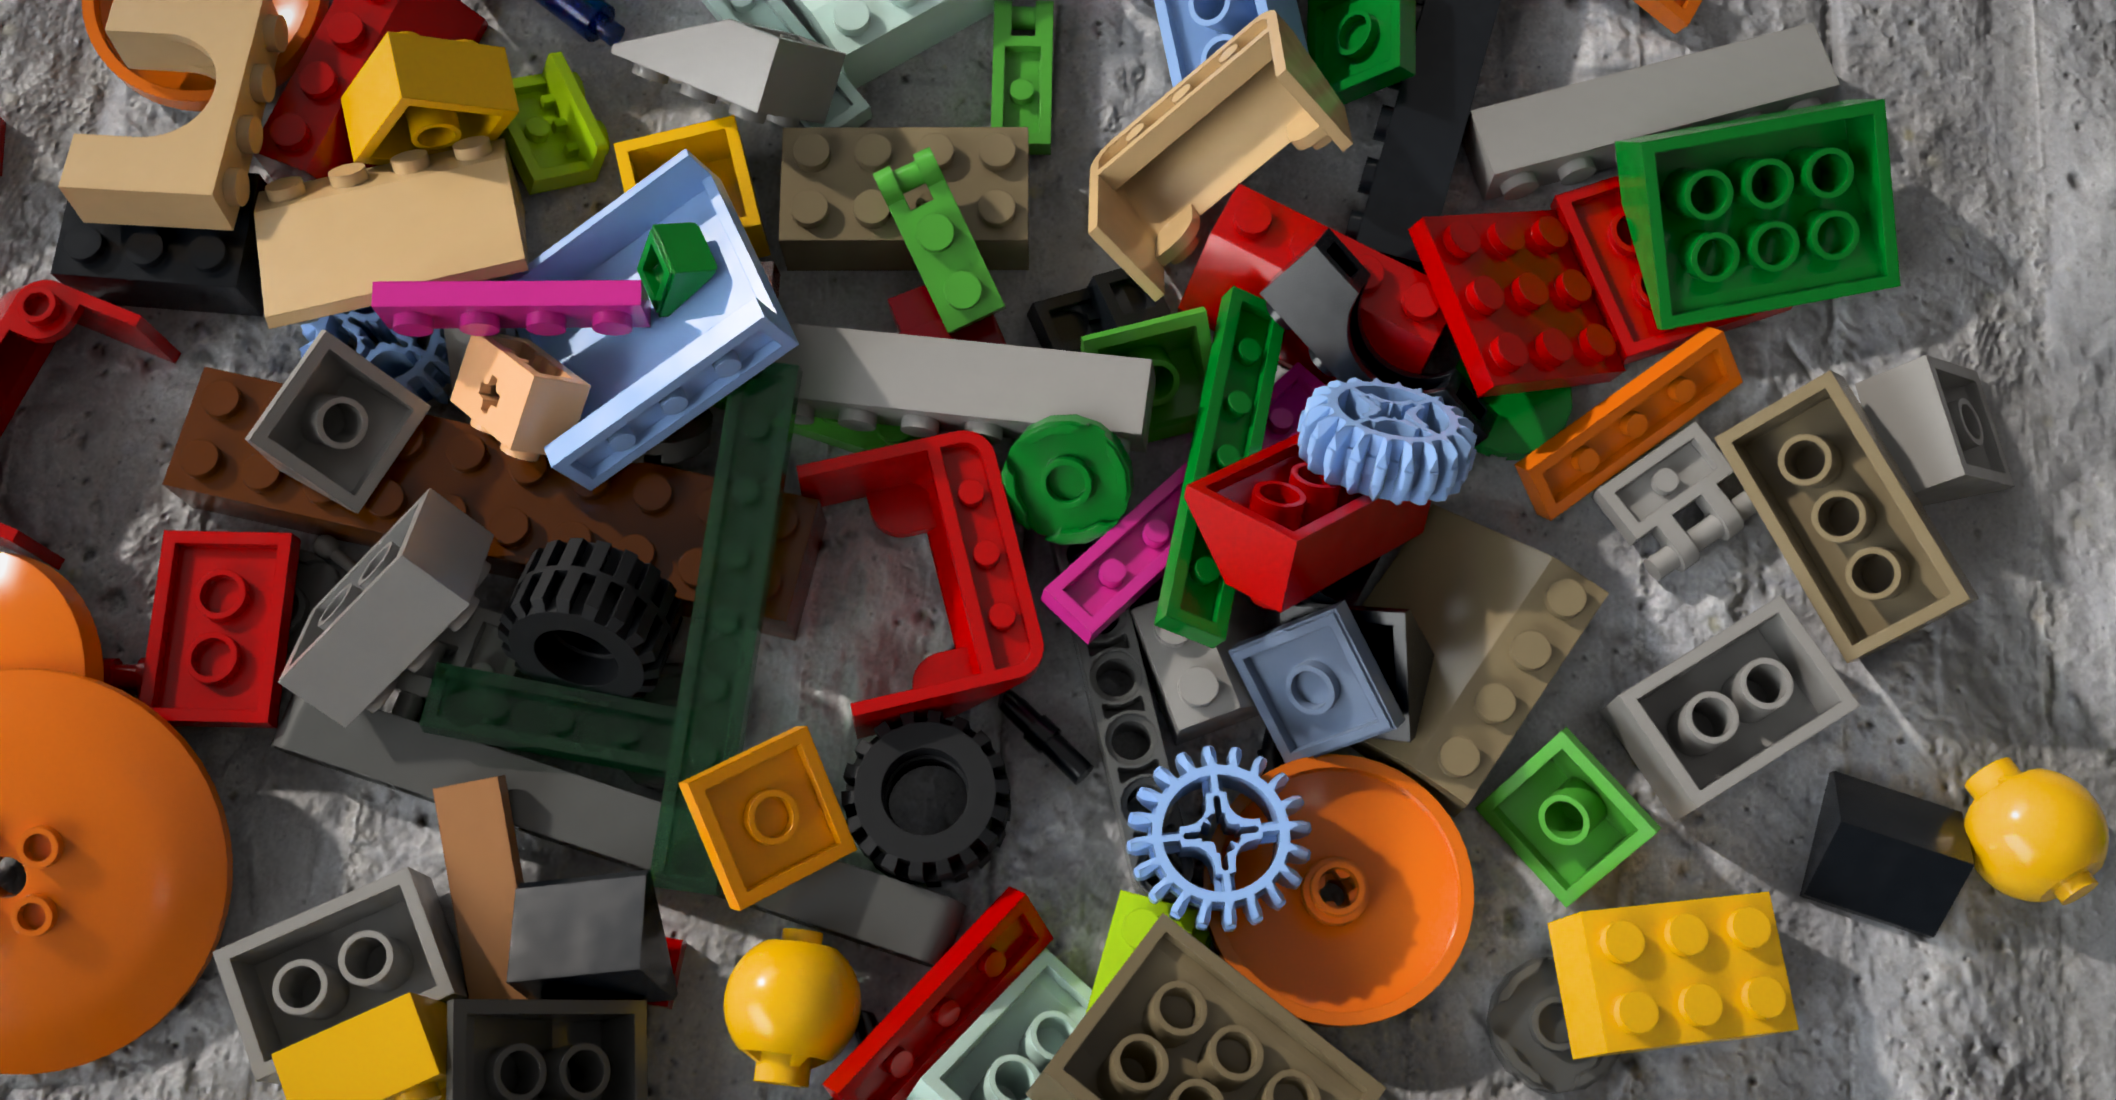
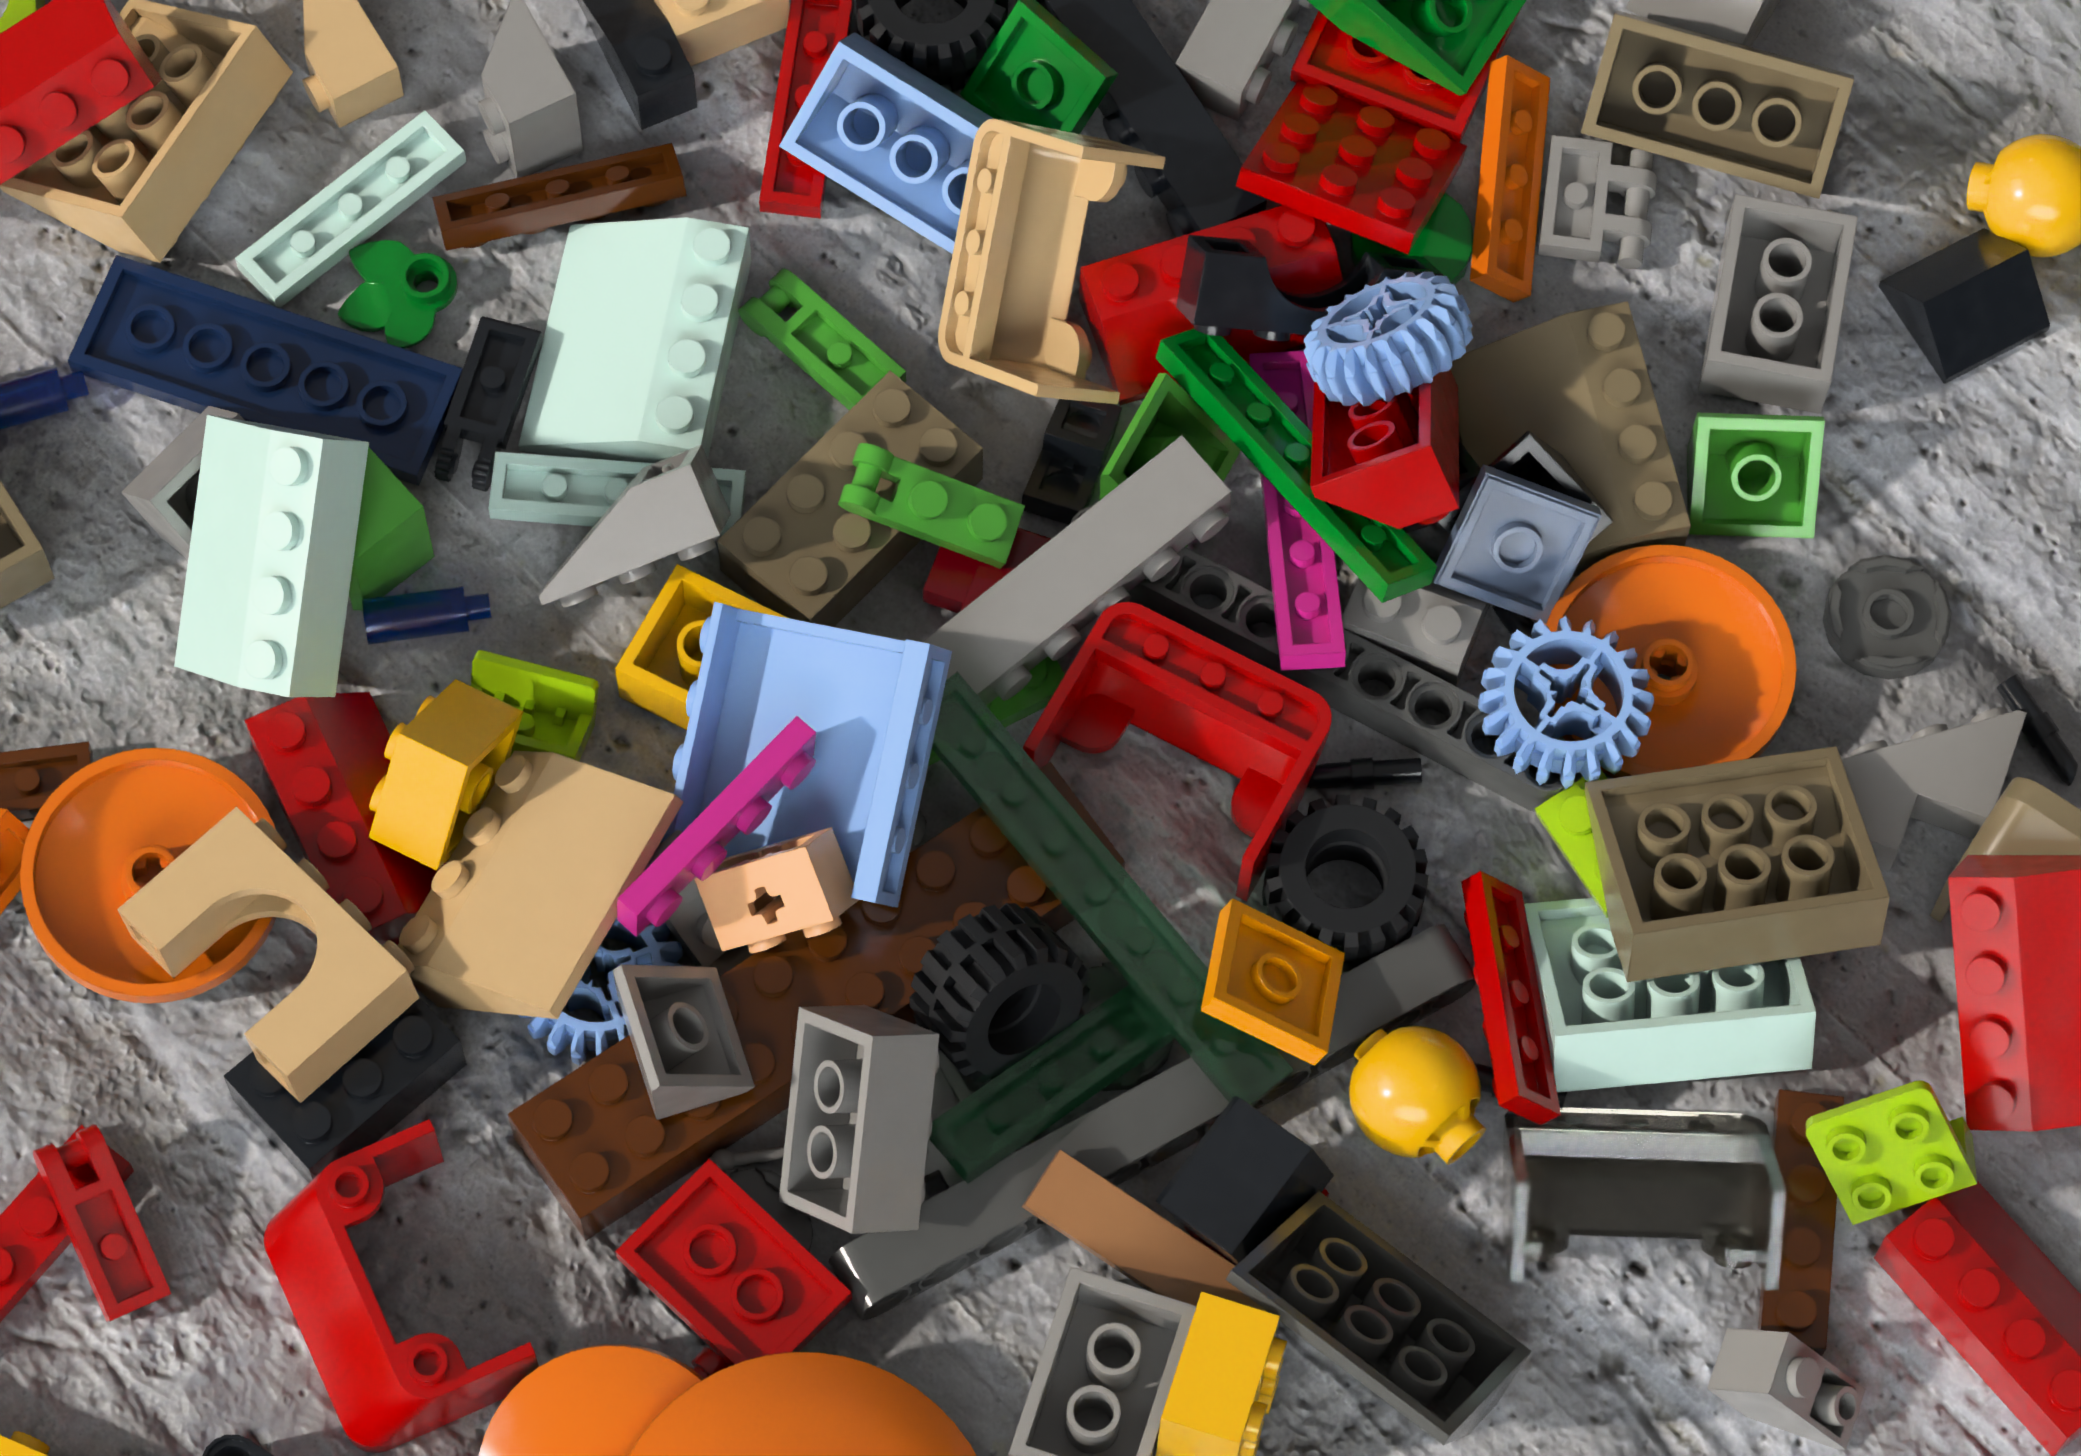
camera: 50 degrees left, 5 degrees down
(675, 265) = (790, 687): green slope -> none
(1068, 479) = (1210, 572): green tile -> none
(1671, 975) = (1924, 506): yellow brick -> none

